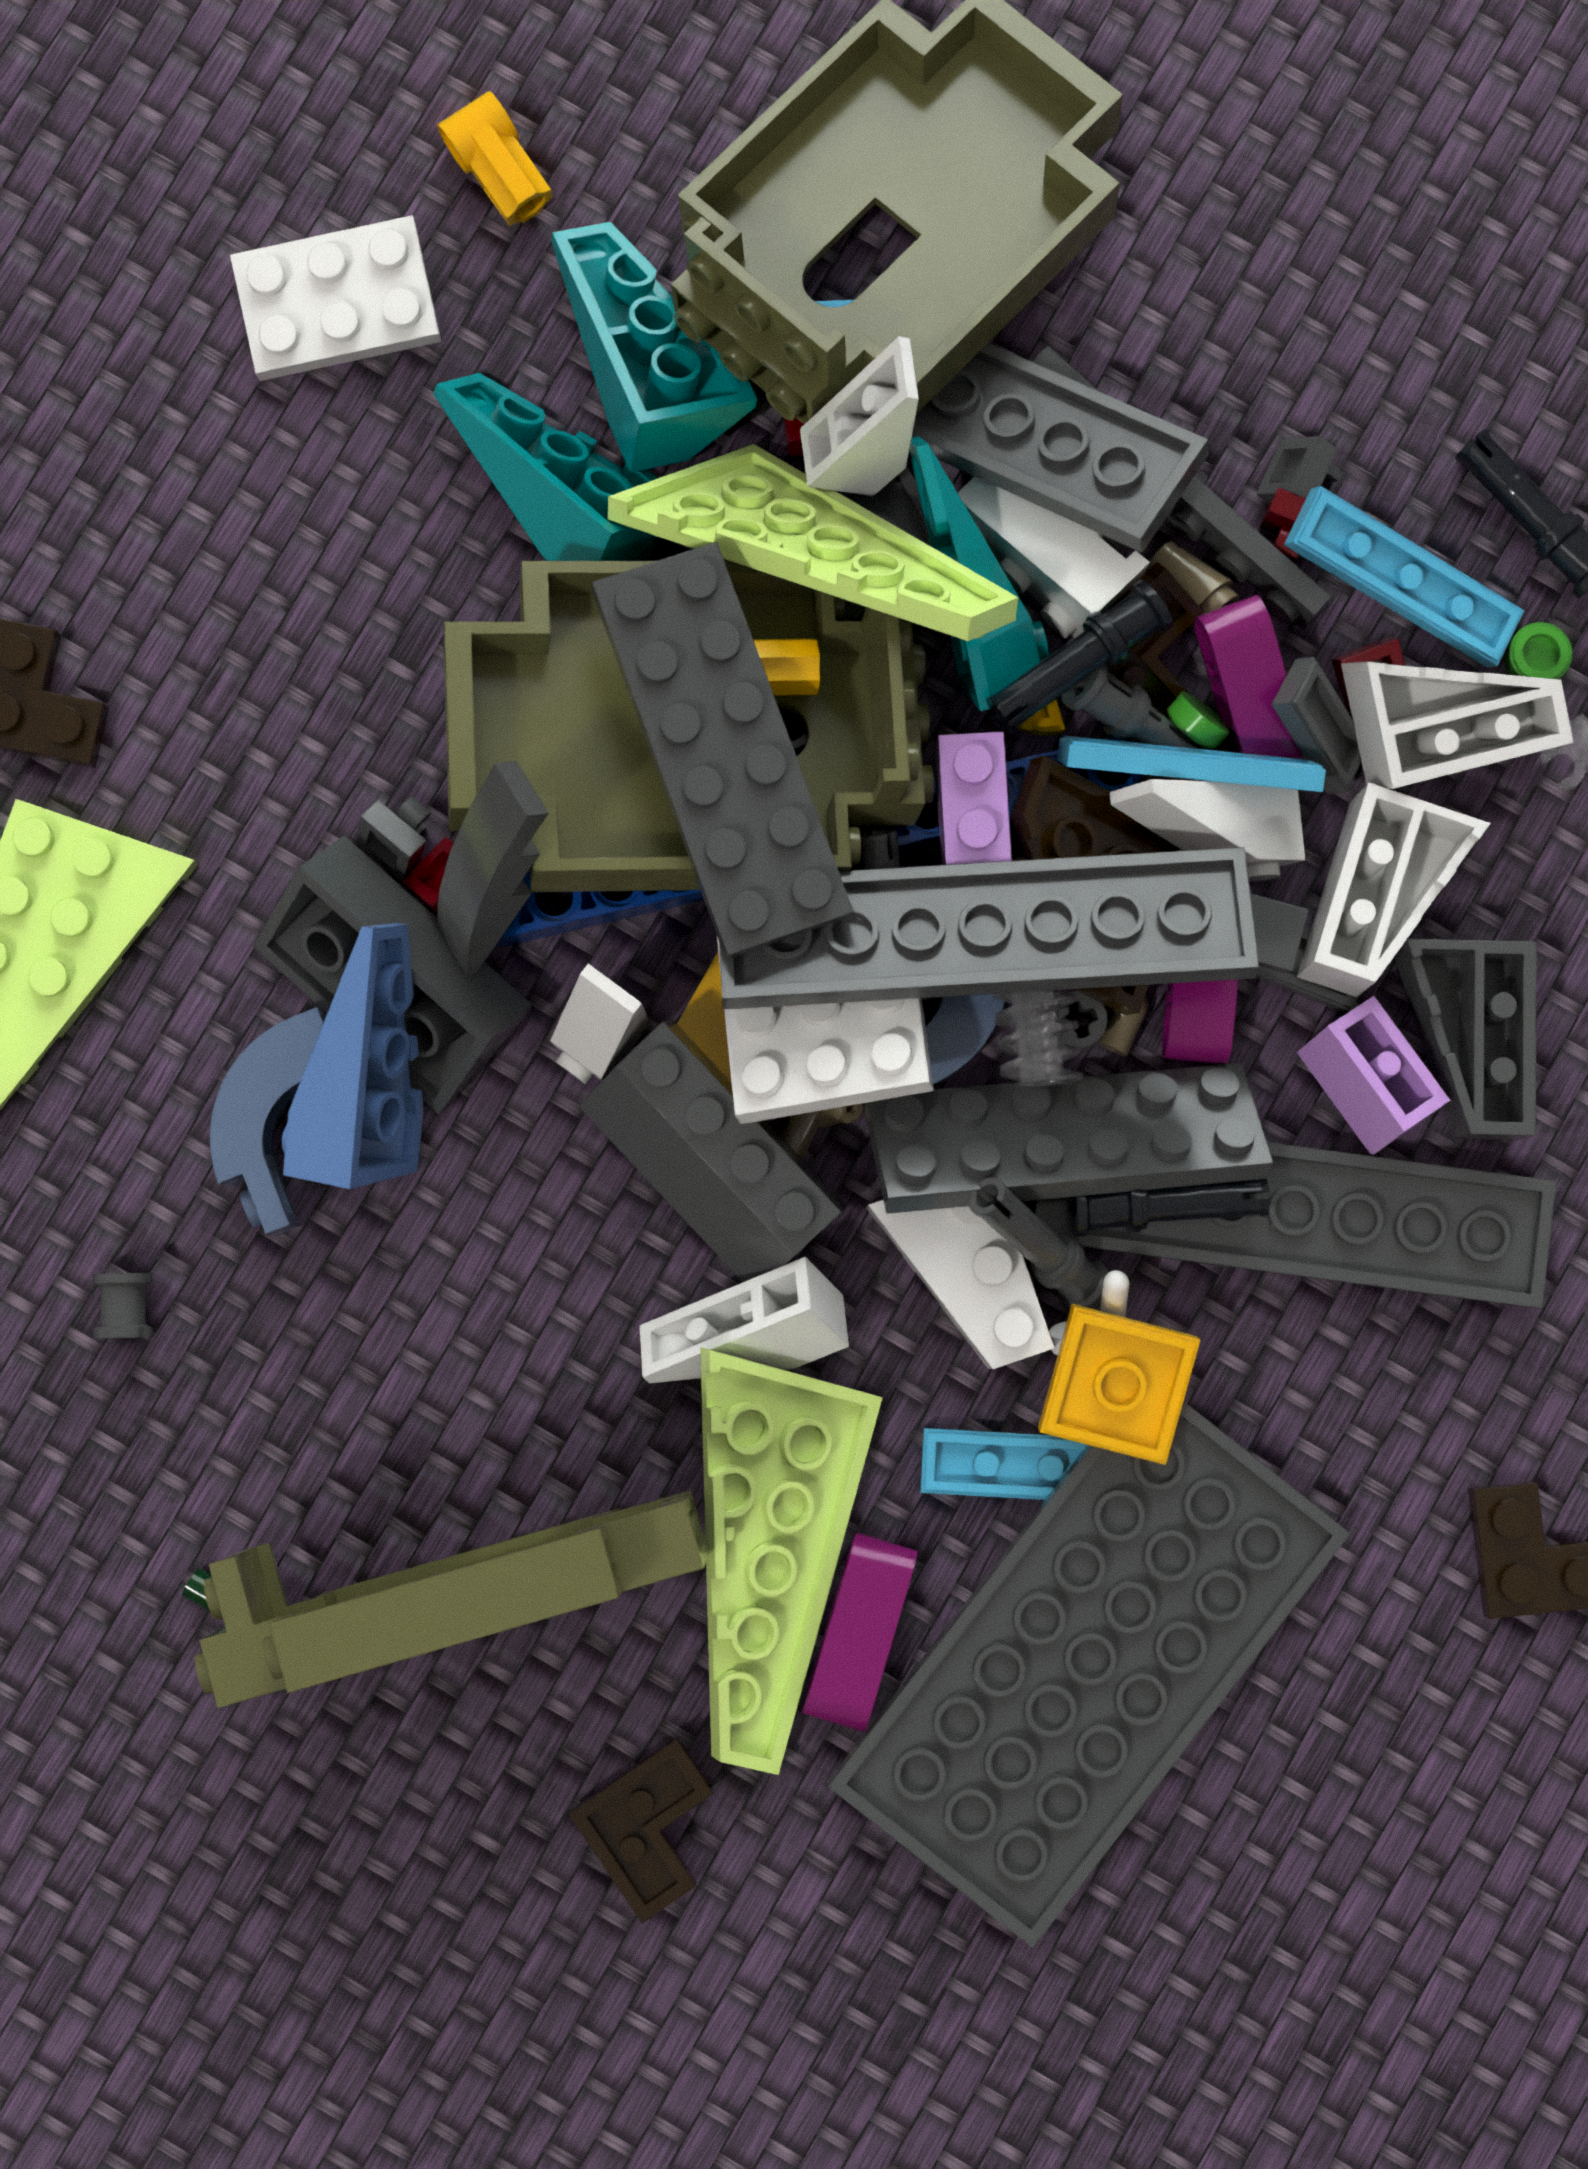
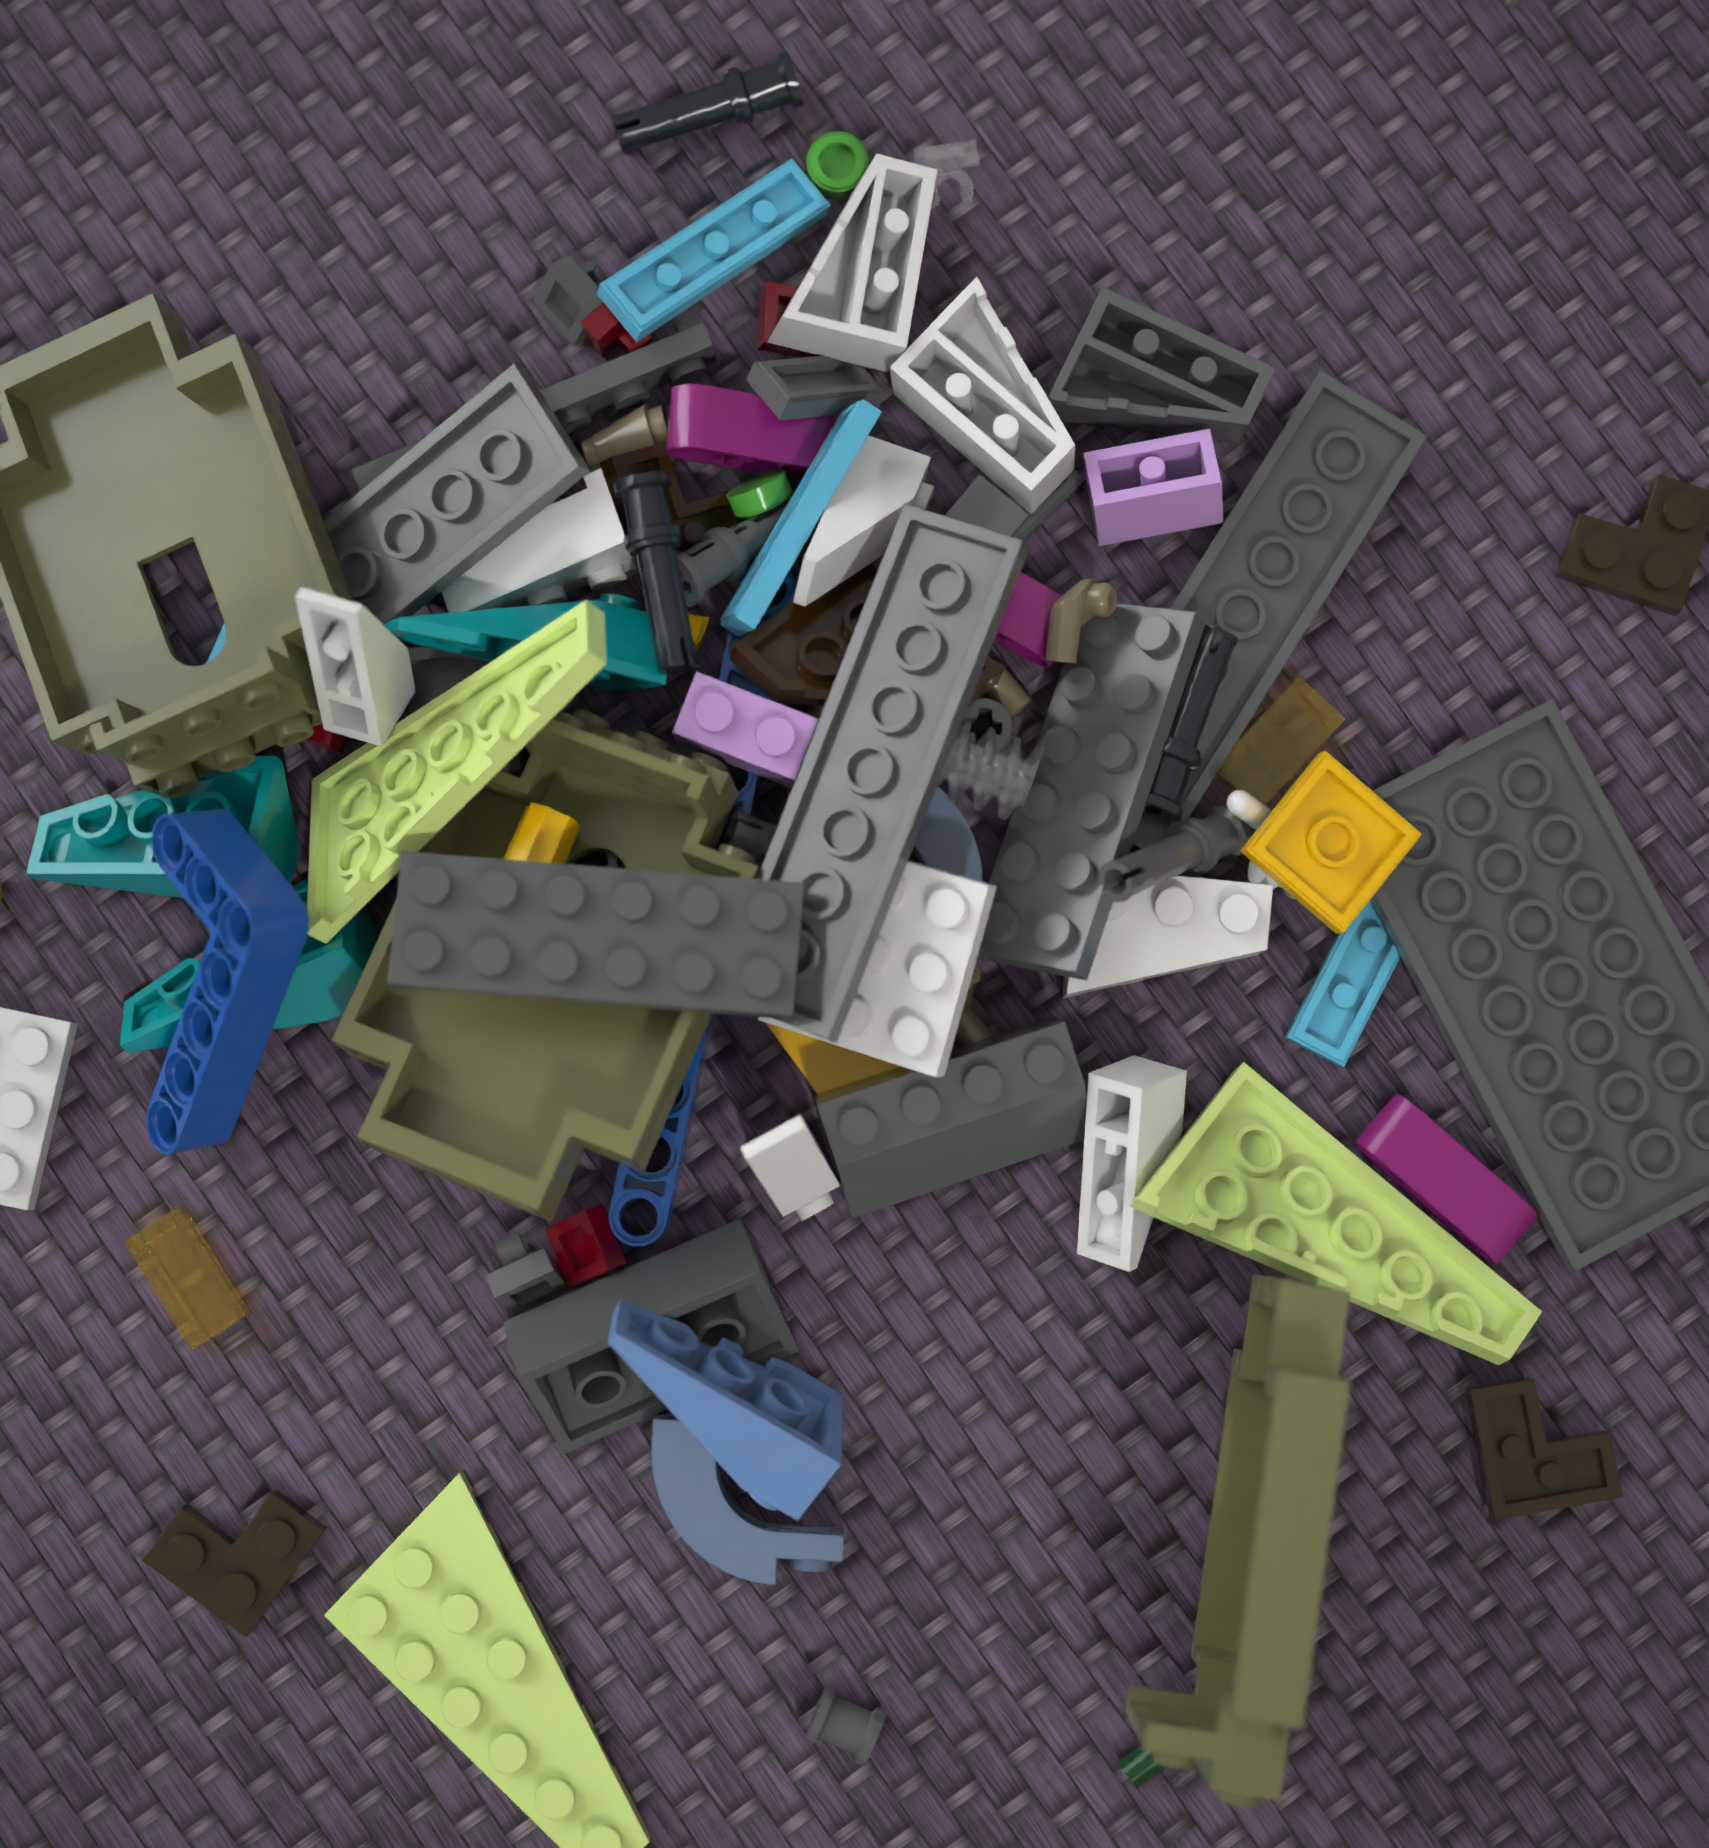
camera: 60 degrees left, 0 degrees up
(259, 541) = (187, 1278): none -> clear yellow tile
(488, 864) = (604, 1198): dark grey slope -> none
(541, 454) = (239, 984): none -> blue beam
(1192, 1300) = (1280, 742): none -> clear yellow tile
(1221, 1052) = (1072, 612): none -> dark tan arm

